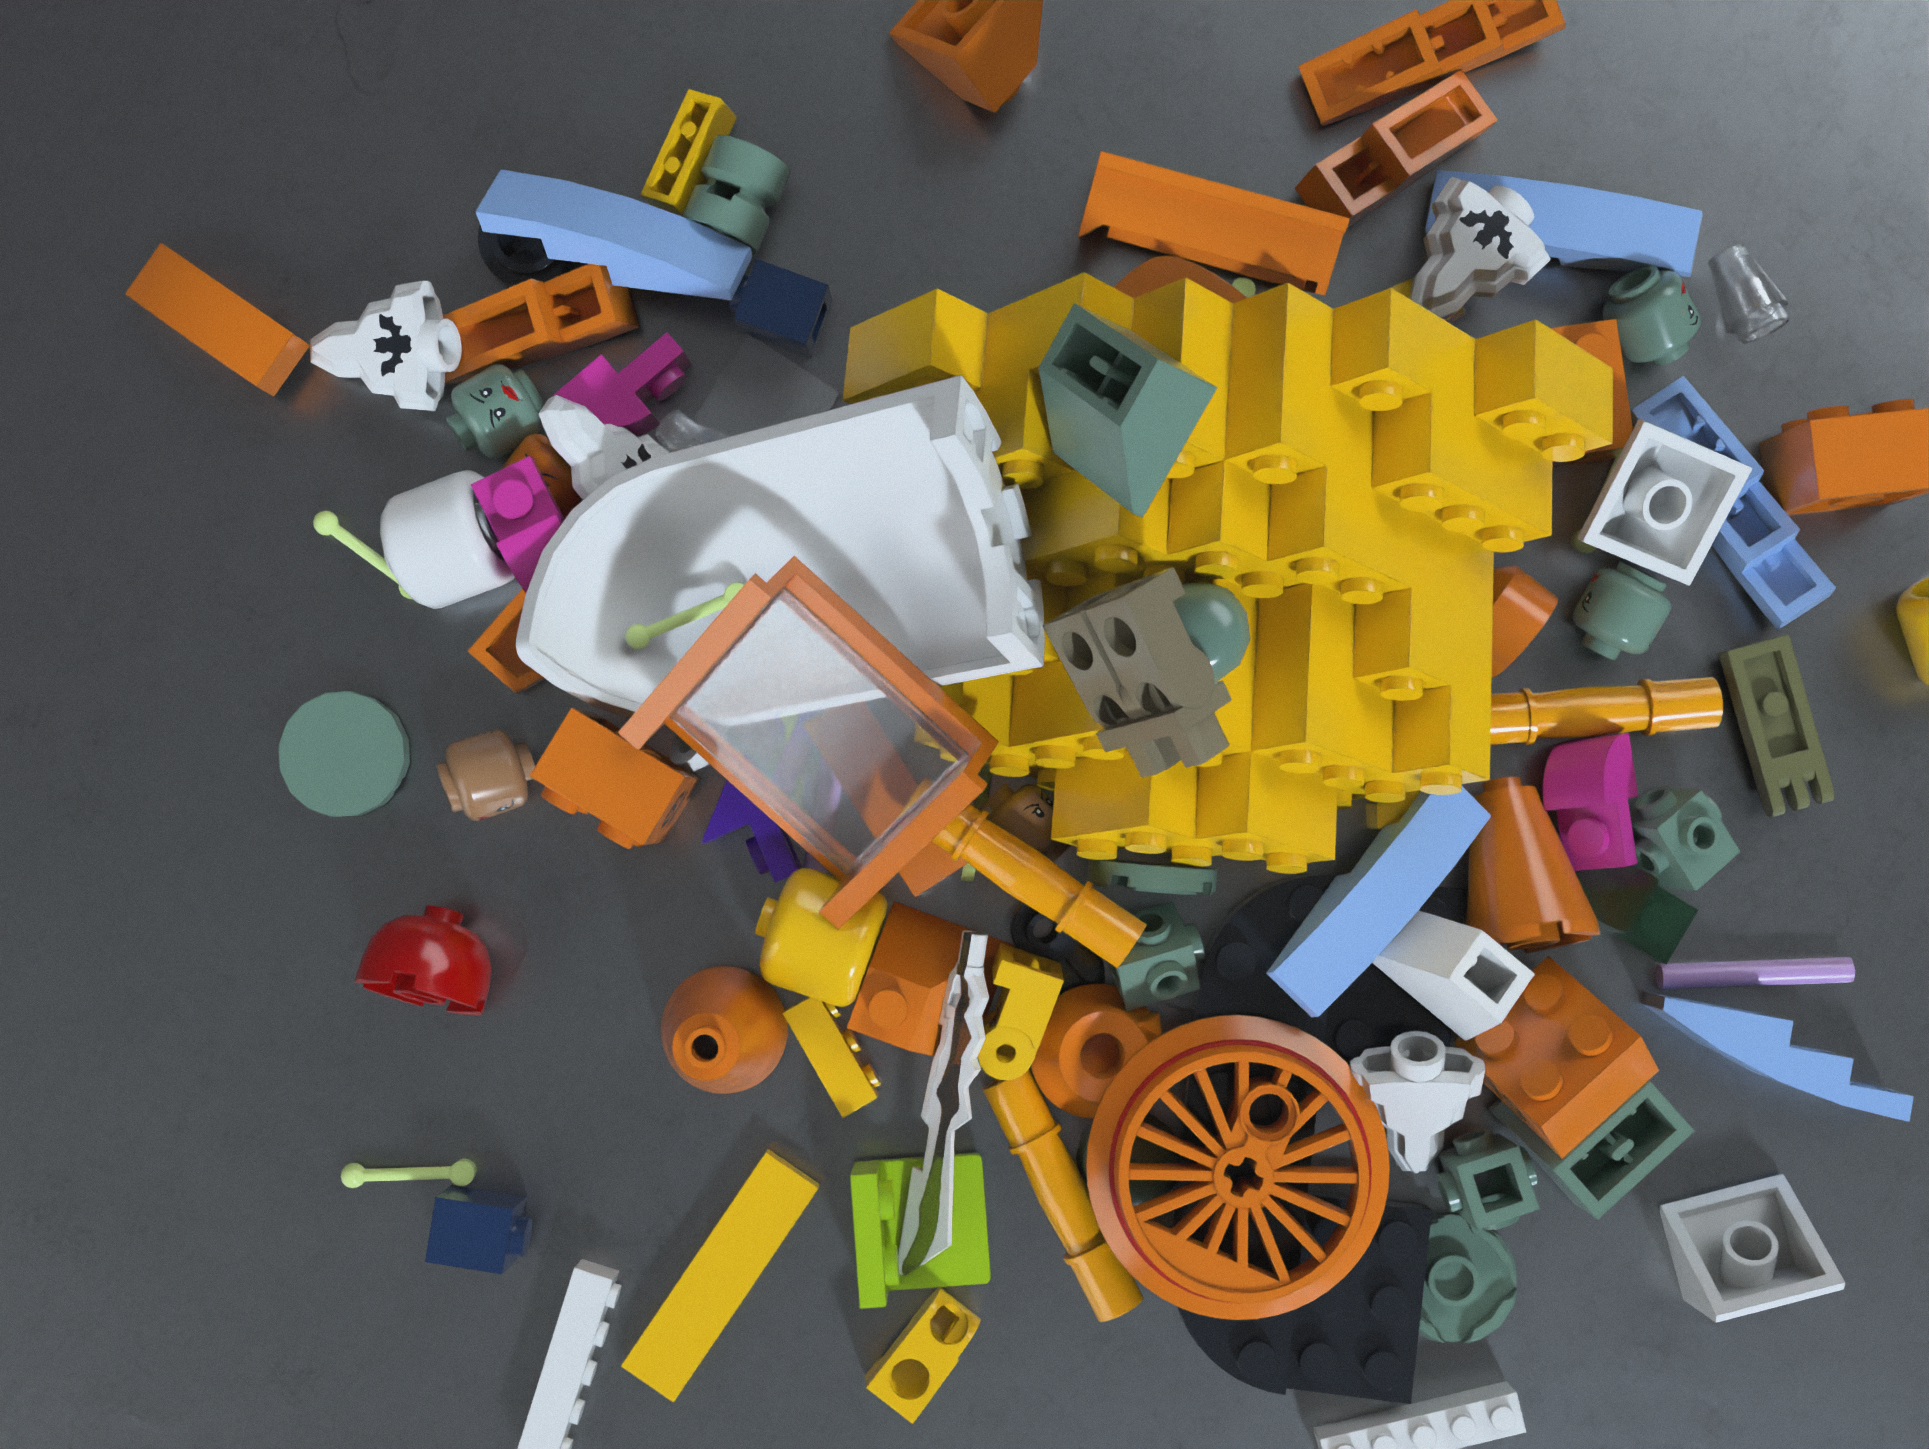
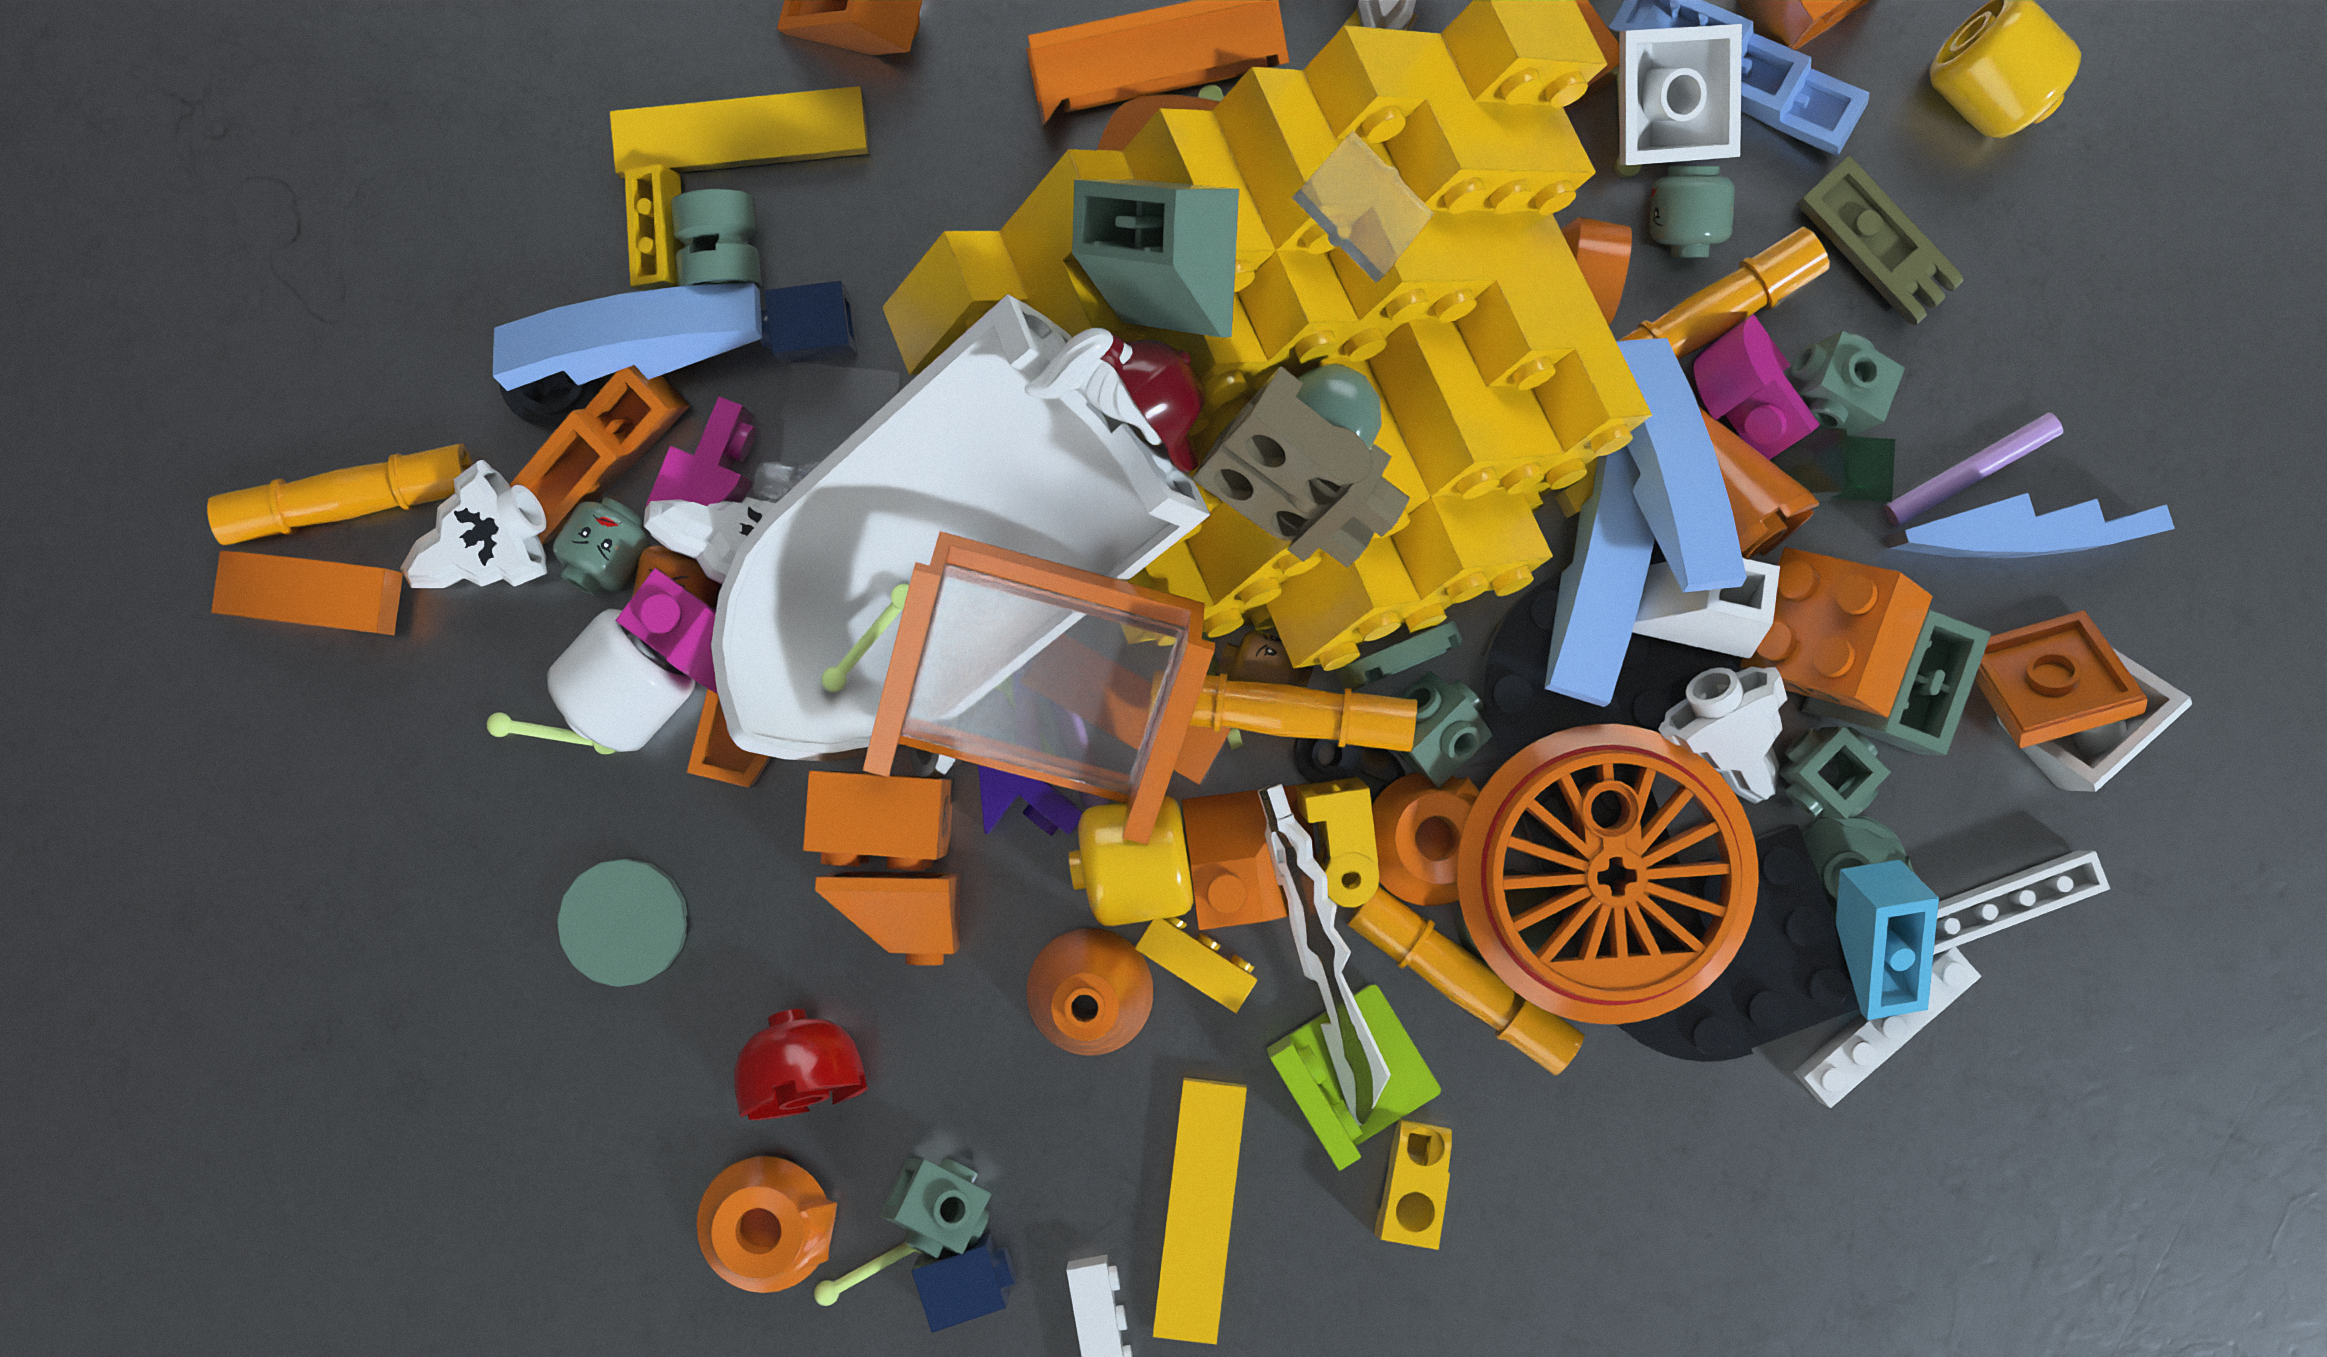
camera: 30 degrees left, 0 degrees up
(287, 246) = (336, 495): none -> light orange piece
(330, 1087) = (765, 1224): none -> orange piece
(478, 1133) = (917, 1202): none -> sand green brick
(486, 774) = (760, 873): medium nougat head -> none
(591, 871) = (900, 910): none -> orange slope
(811, 107) = (741, 131): none -> yellow tile
(1032, 513) = (1133, 383): none -> hair
(1323, 460) = (1363, 206): none -> clear piece
(1460, 1354) = (1887, 937): none -> medium azure slope
(1487, 846) = (1680, 474): none -> light blue slope
(1579, 1376) = (2018, 898): none -> white piece
(1732, 1203) = (2056, 680): none -> orange tile

